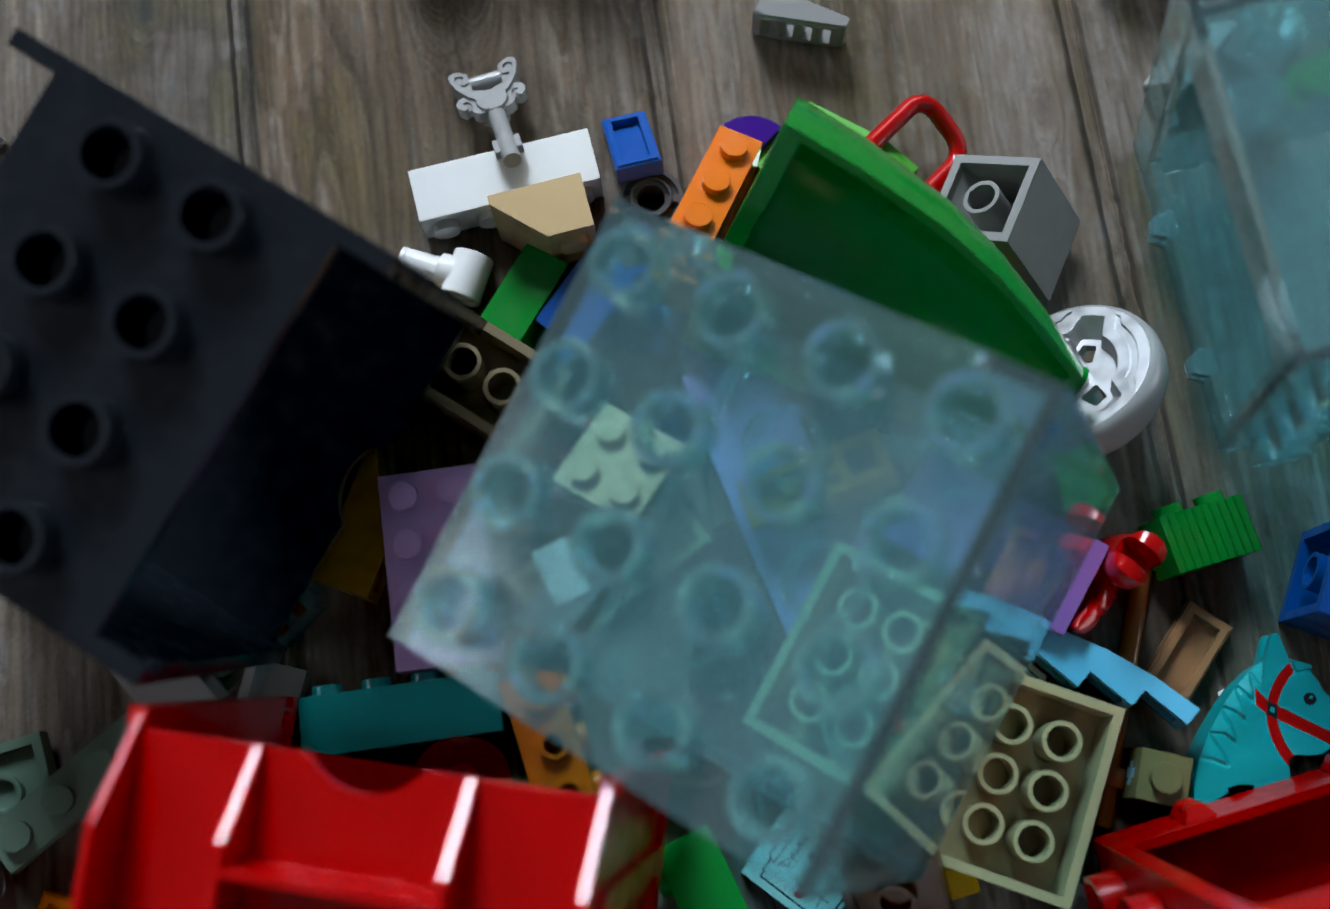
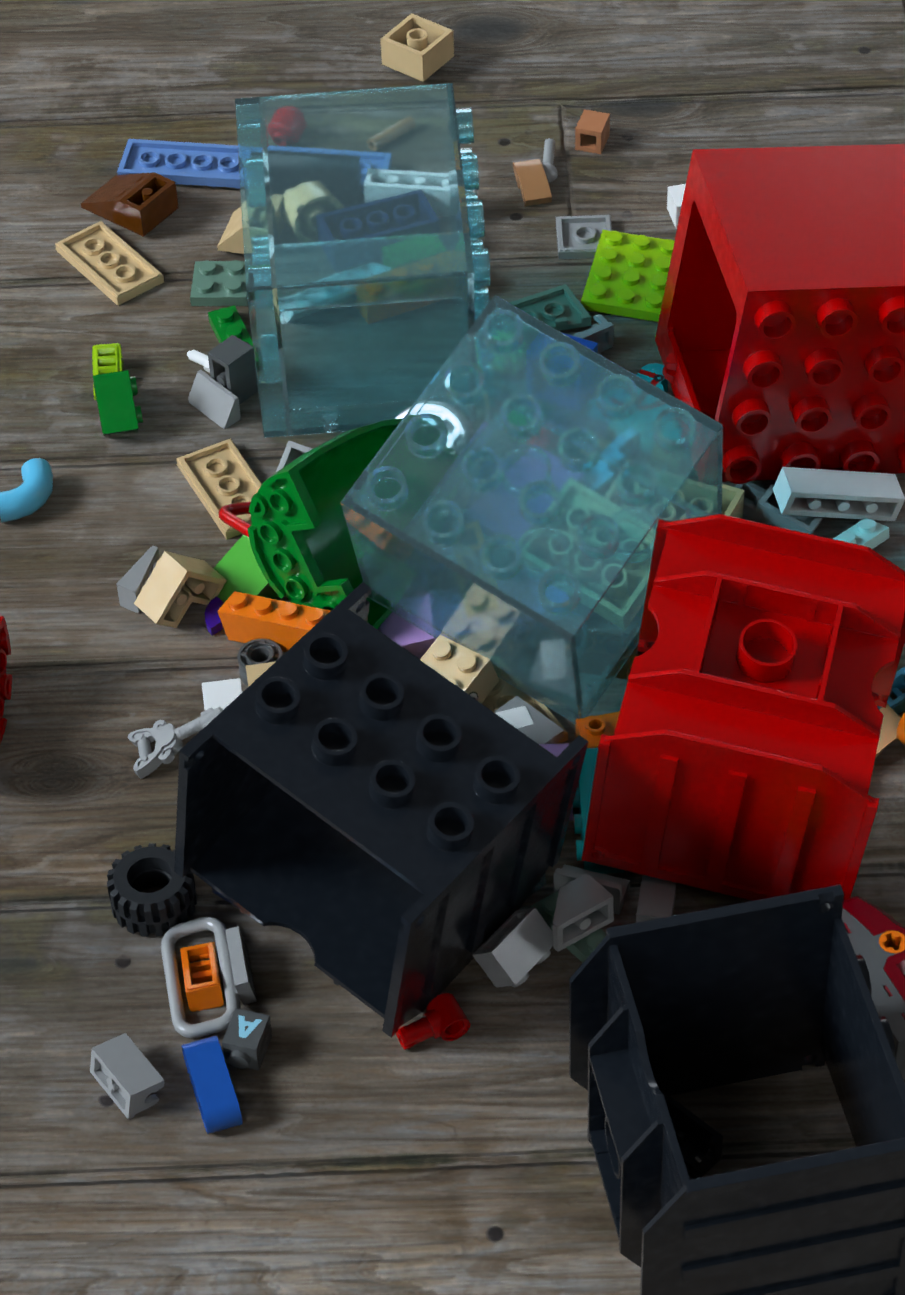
camera: 85 degrees left, 30 degrees down
(233, 94) = (155, 910): none -> black tyre
(632, 147) = (217, 666): blue tile -> none
(774, 65) = (175, 585): none -> tan brick
(1020, 101) = (220, 478): none -> tan tile

